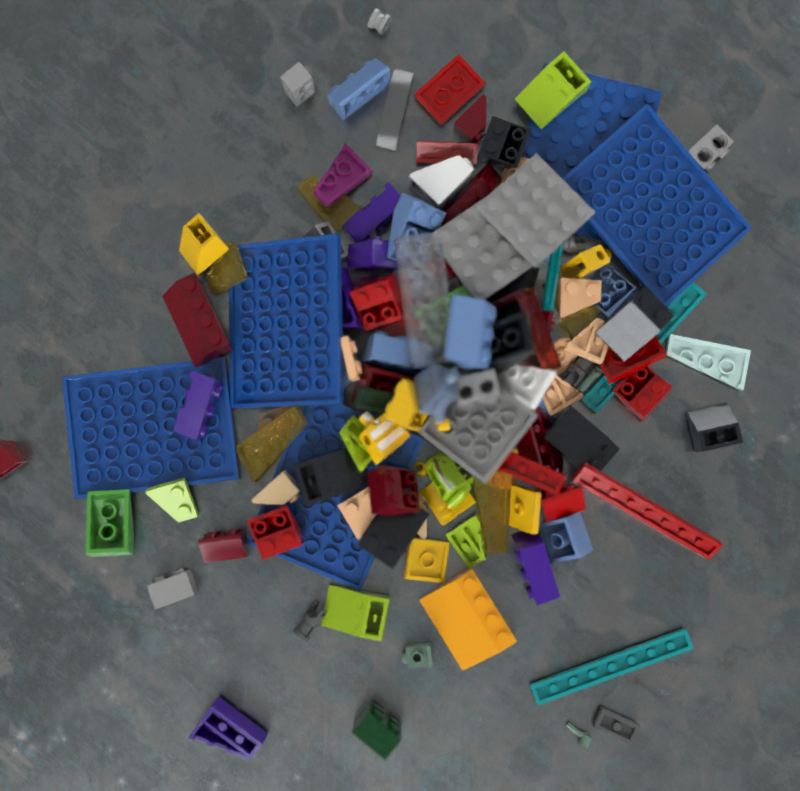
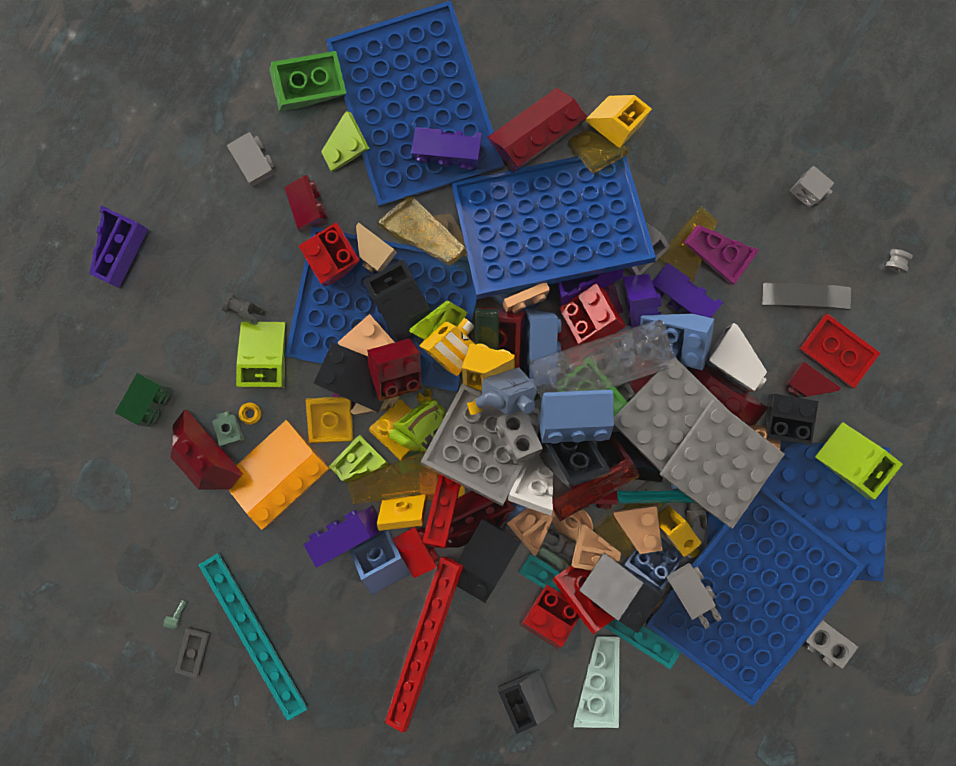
camera: 75 degrees right, 0 degrees up
(359, 88) = (821, 253): medium blue slope -> none
(410, 638) = (243, 416): none -> yellow plate
(438, 685) = (201, 456): none -> dark red wedge
(442, 150) = (770, 355): red plate -> none
(645, 260) = (693, 594): none -> light grey hinge

